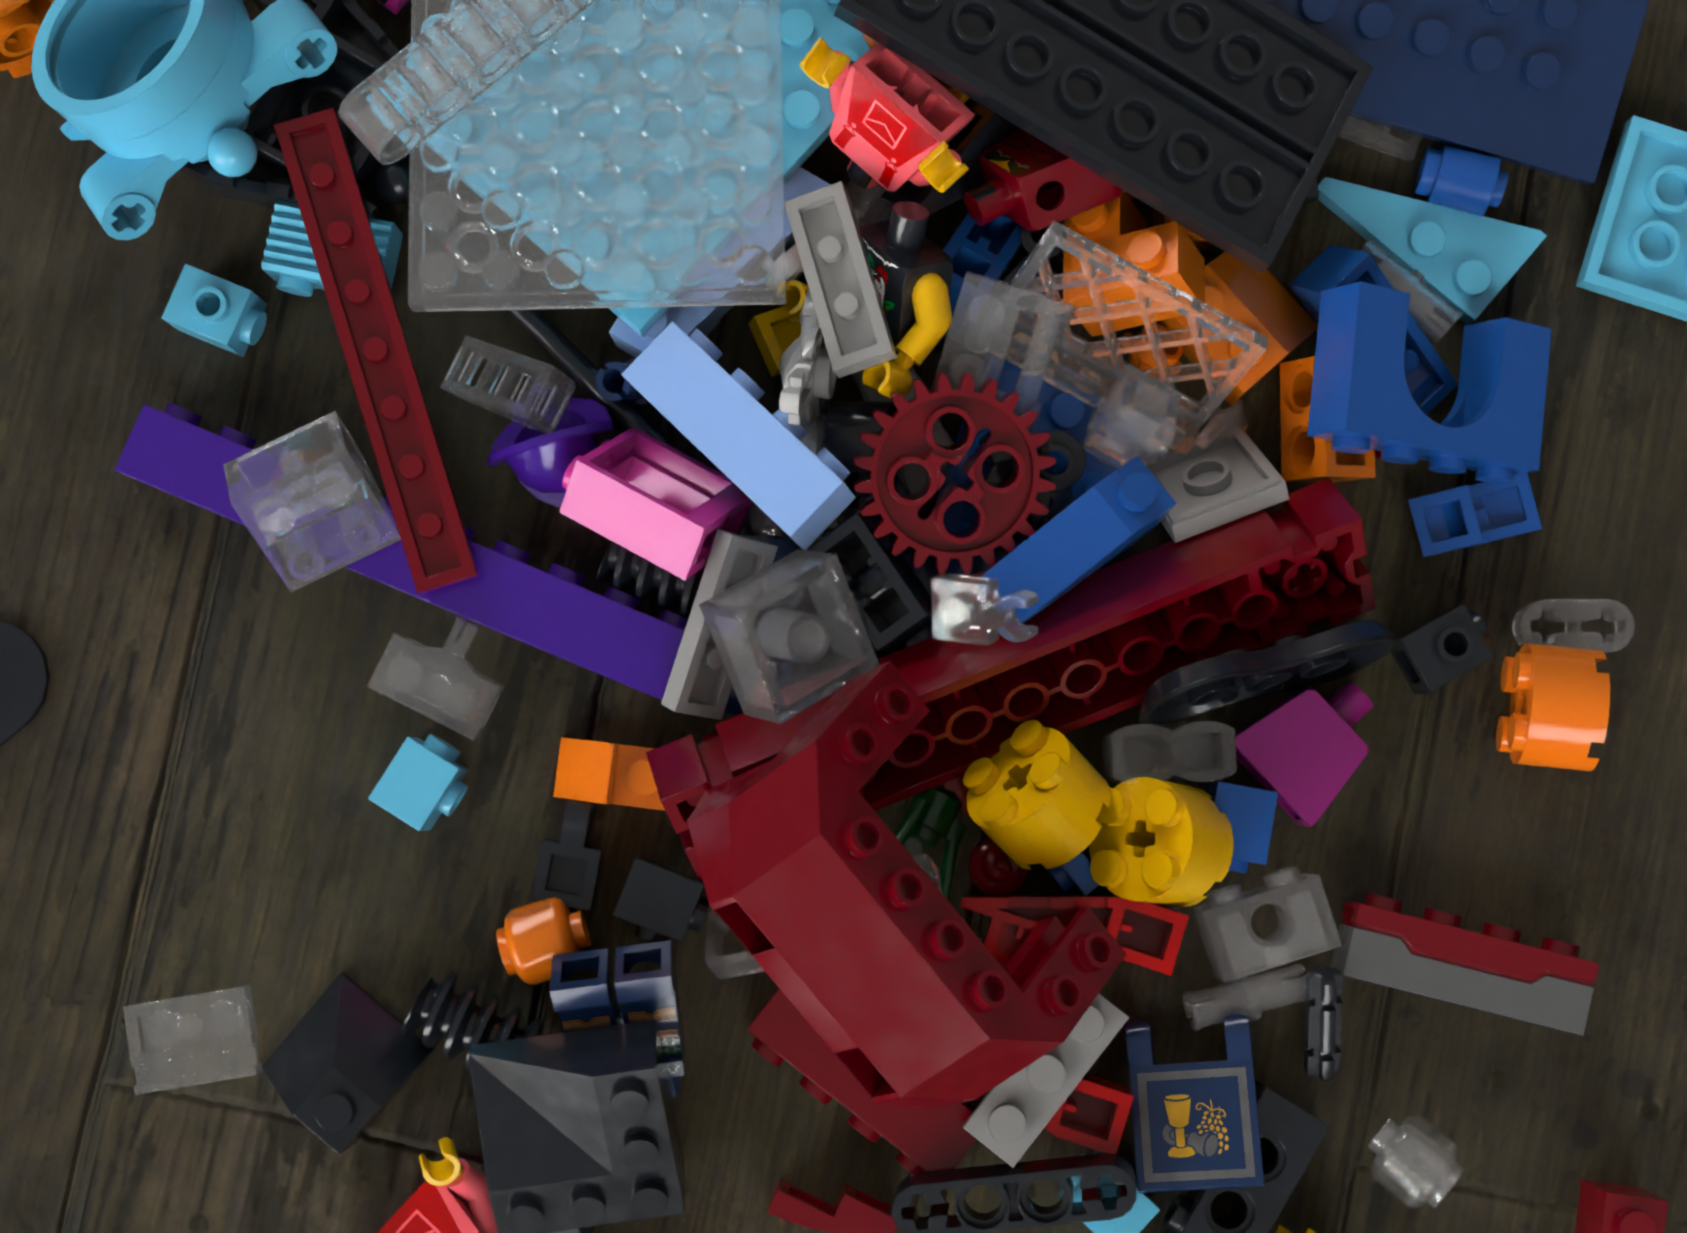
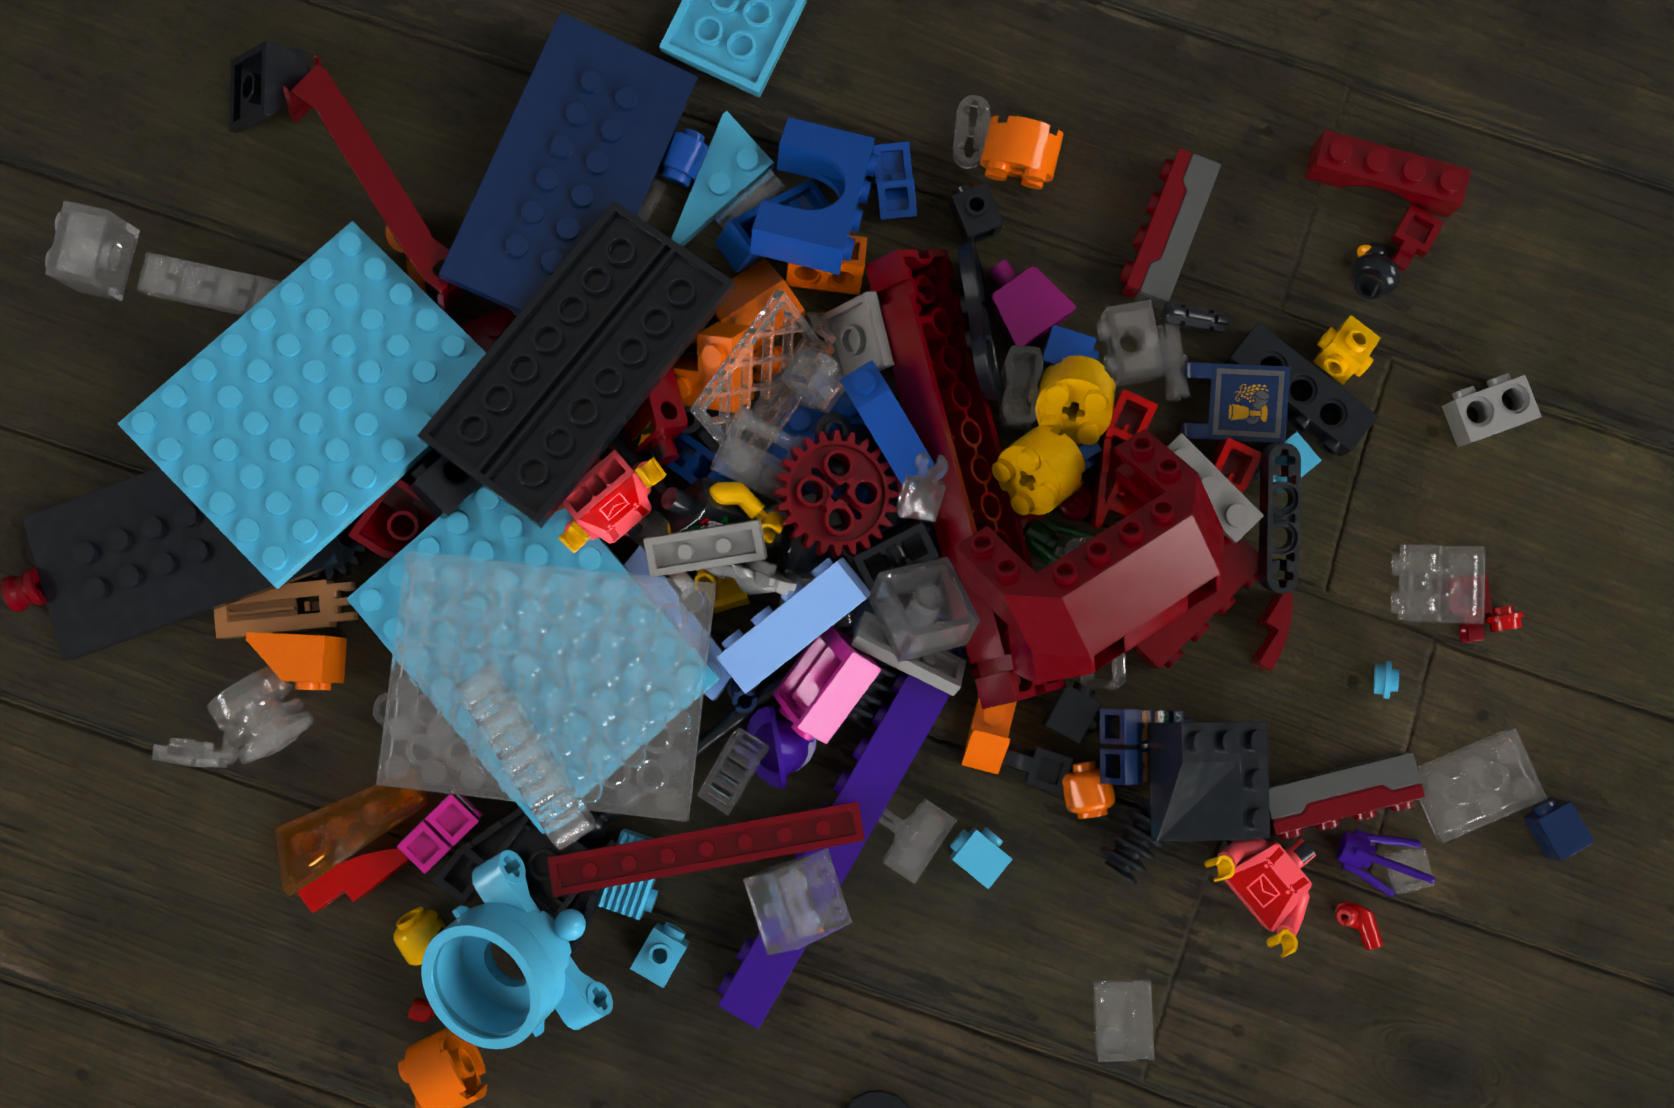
camera: 80 degrees left, 0 degrees up
(344, 1063) = (1149, 925): black slope -> none
(1415, 1161) = (1284, 275): clear head -> none

